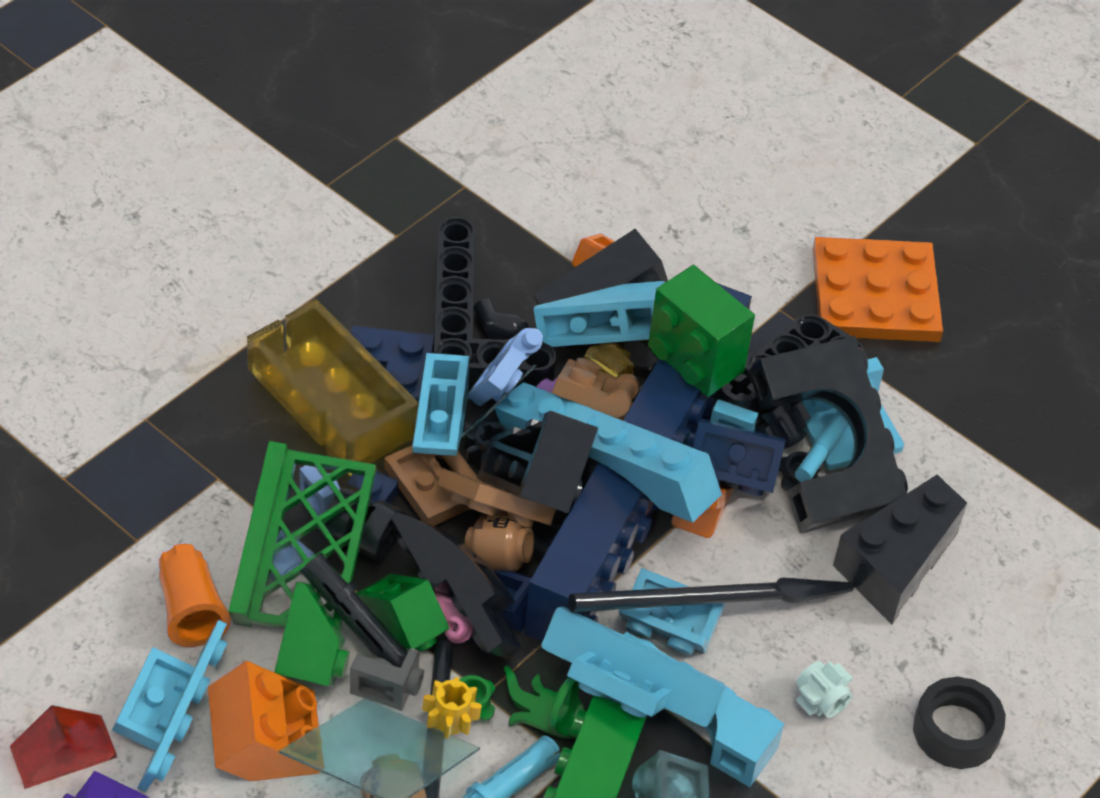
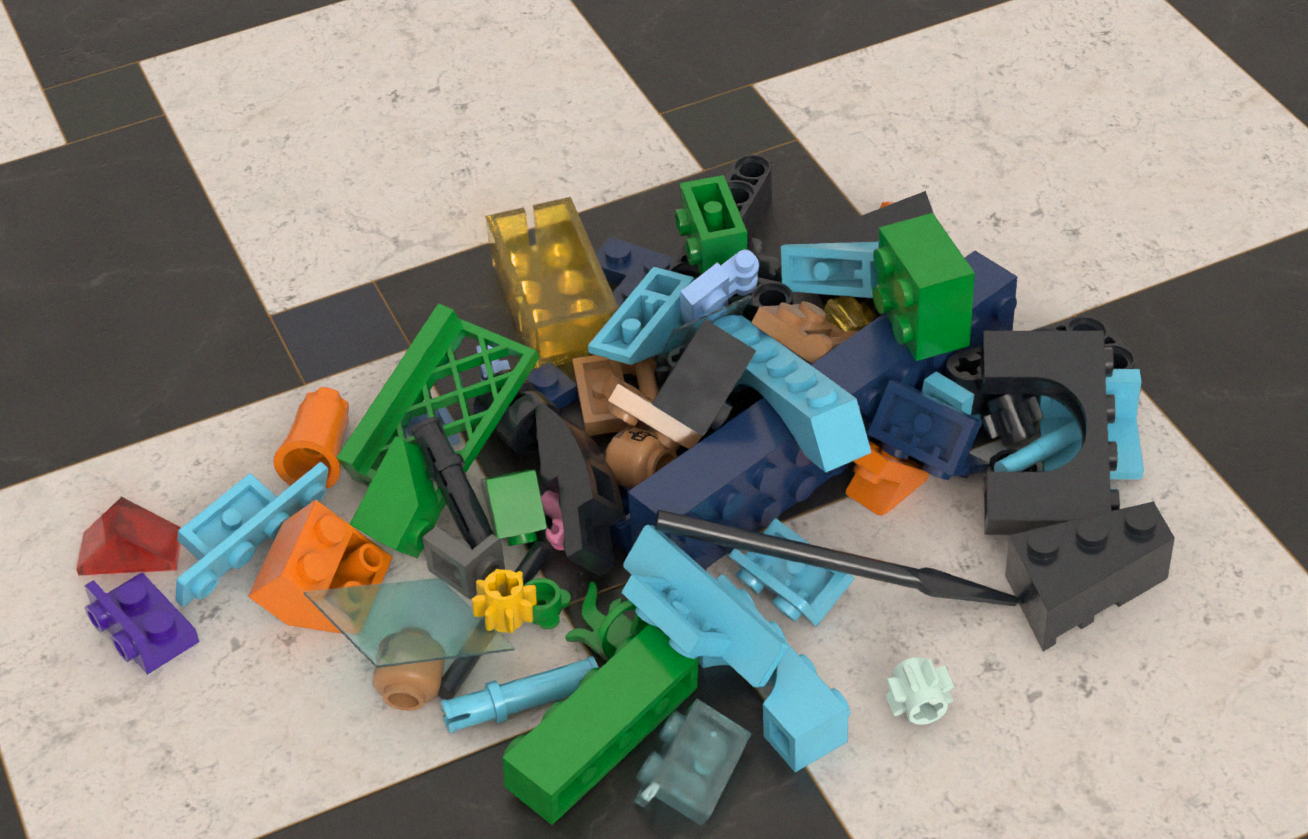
camera: 30 degrees right, 5 degrees down
(469, 305) = (709, 222): none -> green brick
(878, 288) = (1195, 315): orange plate -> none
(966, 694) = (1057, 801): black tyre -> none

